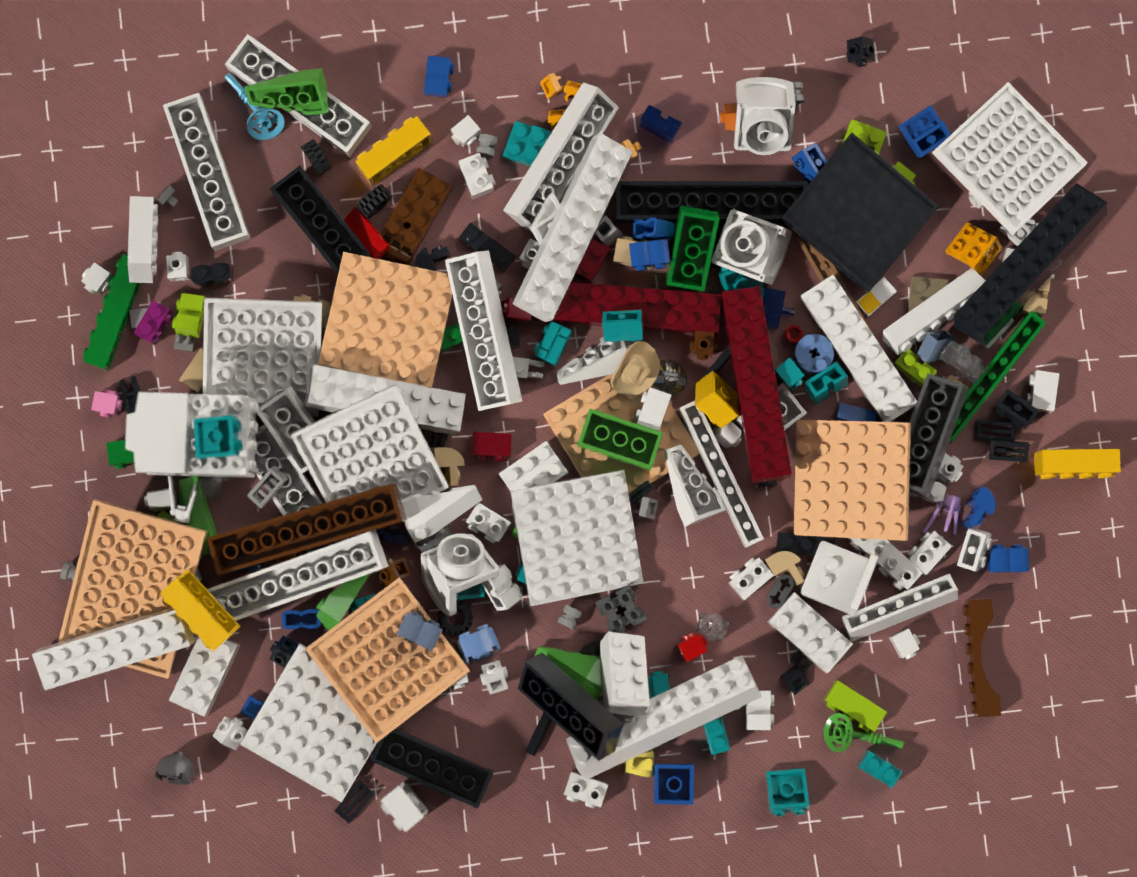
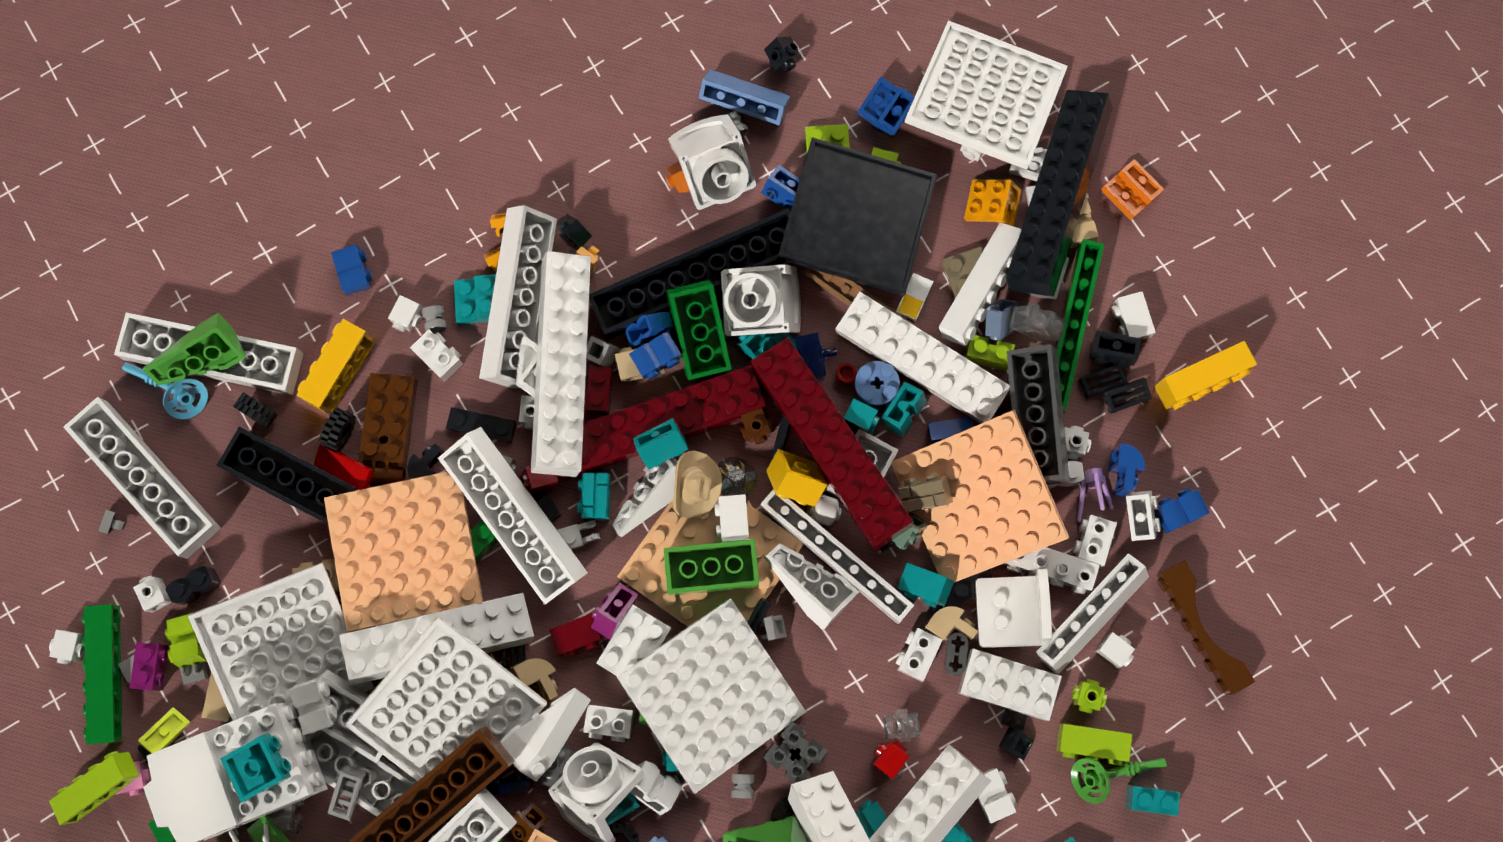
camera: 20 degrees left, 5 degrees down
(77, 397) = (94, 787): none -> lime brick
(142, 239) = (96, 582): white brick -> none
(145, 378) = (164, 731): none -> neon yellow plate
(272, 409) = (313, 705): none -> white brick
(529, 439) = (613, 610): none -> magenta brick
(551, 85) = (476, 227): light orange tile -> none
(626, 124) = (572, 232): none -> black brick
(656, 124) = (608, 219): clear blue brick -> none
(781, 528) = (926, 585): none -> teal brick
(787, 484) = (912, 535): none -> sand green brick
(812, 457) = (926, 493): none -> dark tan brick
(813, 73) = (744, 97): none -> medium blue brick
(860, 669) = (1080, 696): none -> lime brick
(1092, 287) = (1132, 189): none -> orange slope

